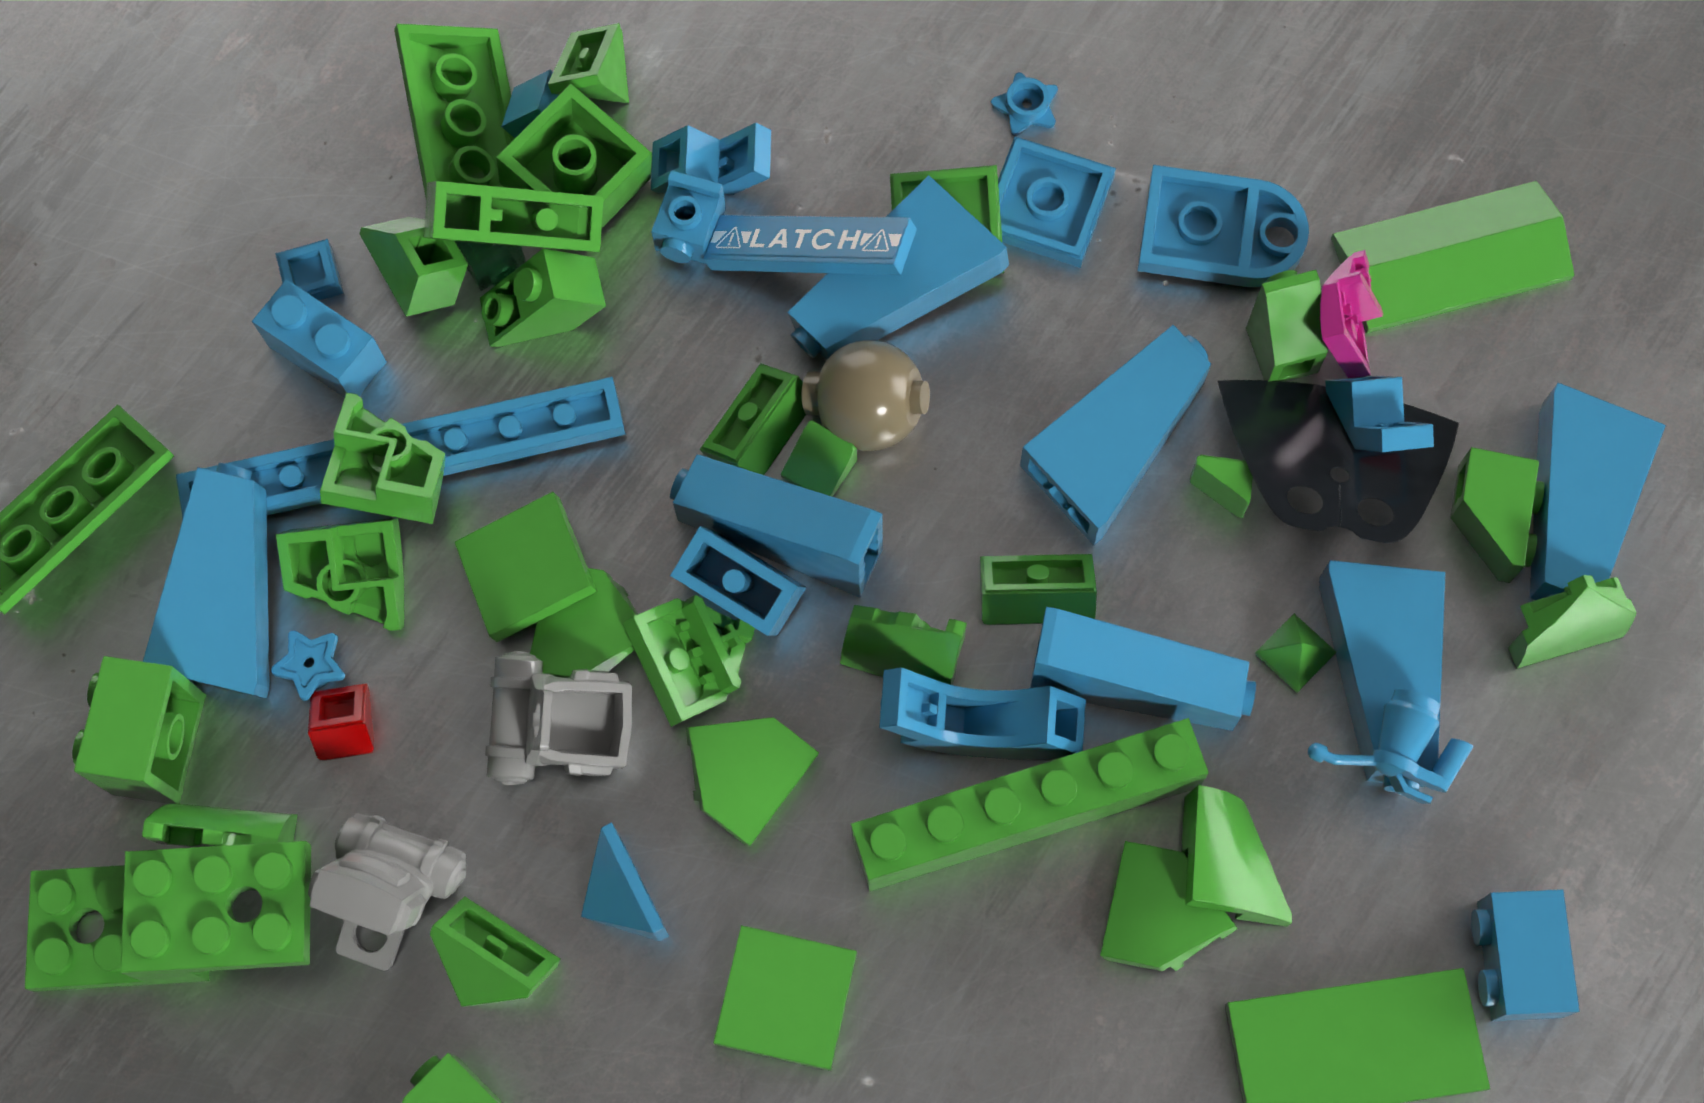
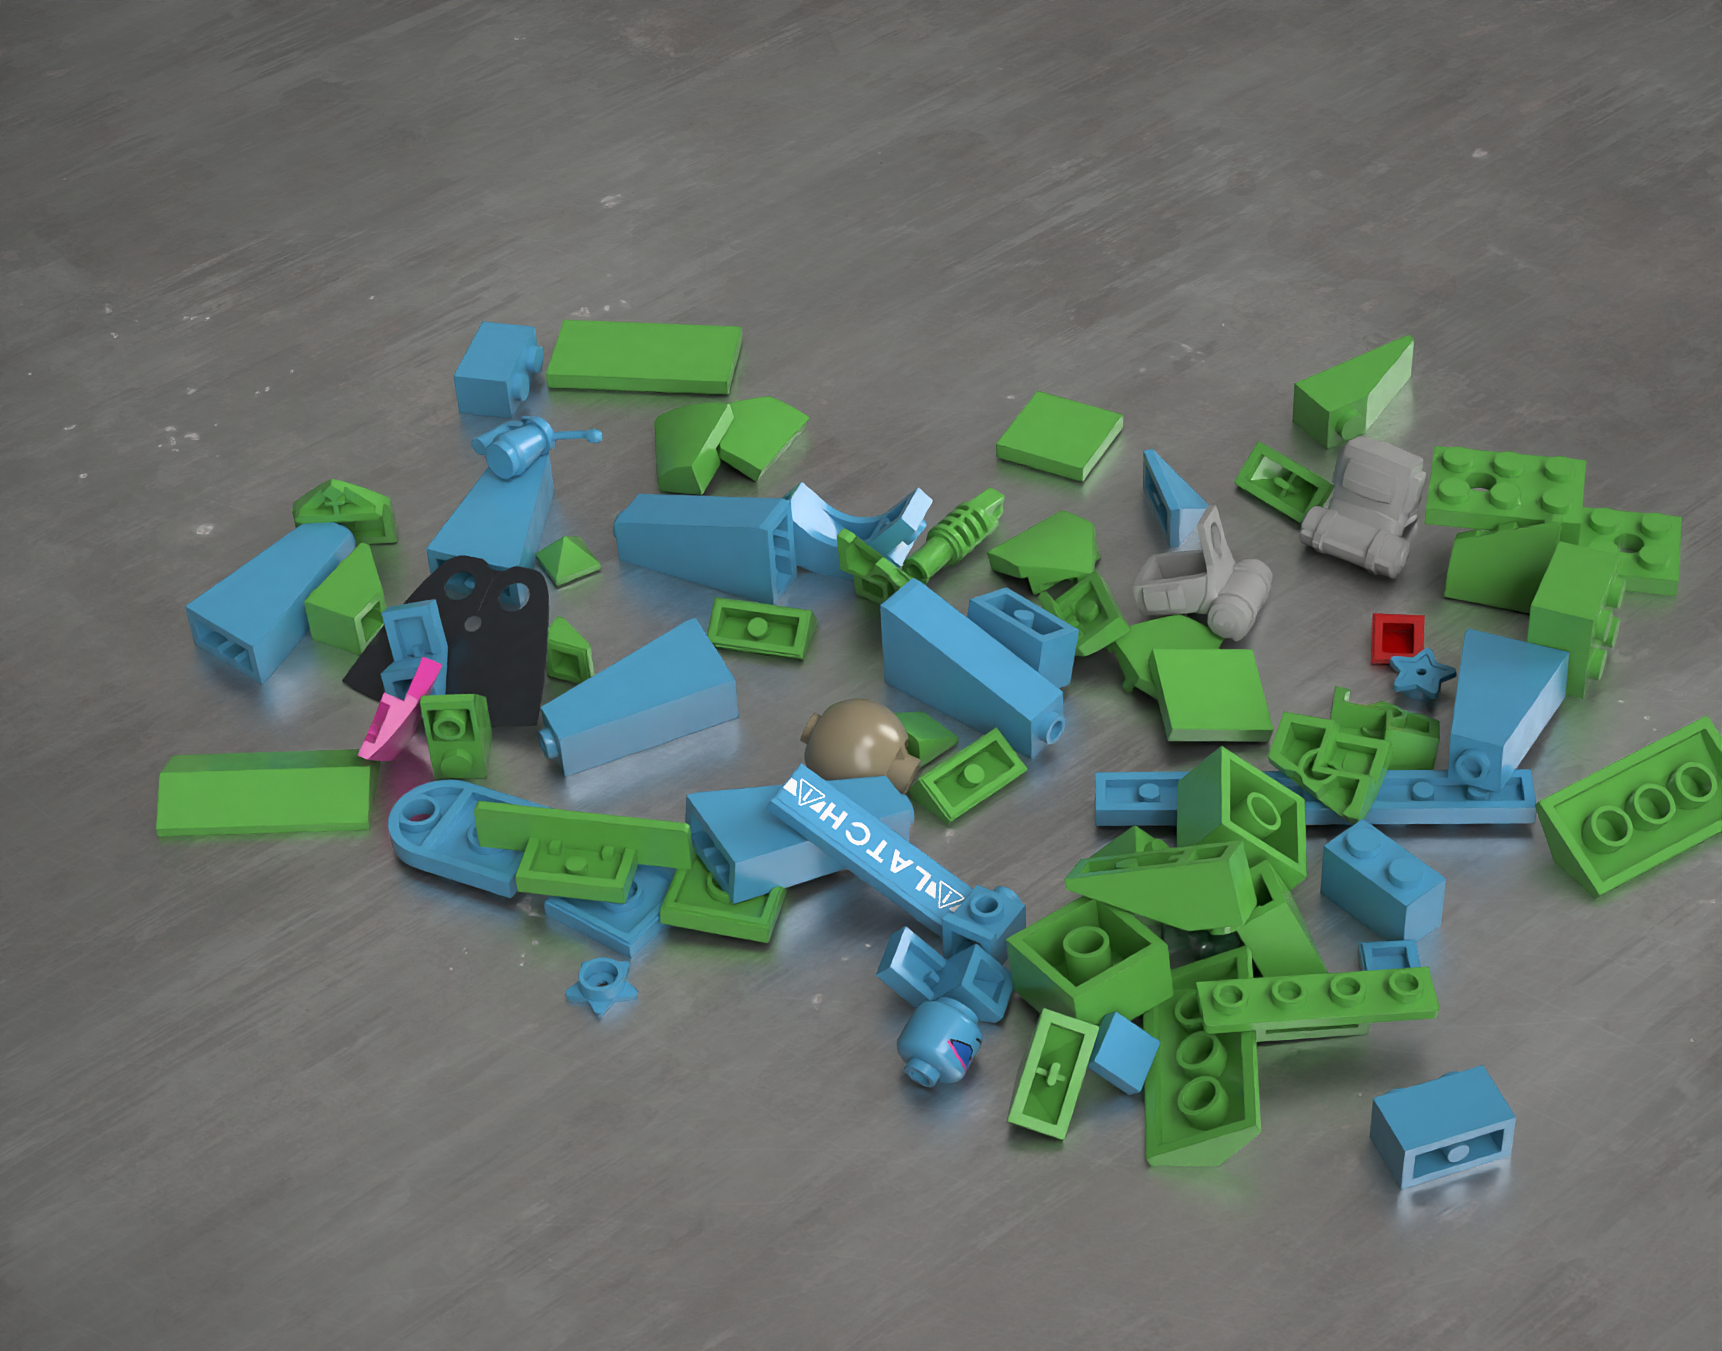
camera: 165 degrees left, 30 degrees down
(246, 93) = (1442, 1126): none -> dark azure brick
(362, 168) = (1316, 1003): none -> bright green bracket
(456, 344) = (1236, 801): none -> bright green brick
(696, 82) = (939, 1042): none -> dark azure head
(856, 779) = (956, 535): none -> bright green hinge
(1028, 804) = (848, 480): bright green brick -> none
(1093, 188) = (581, 851): none -> bright green bracket

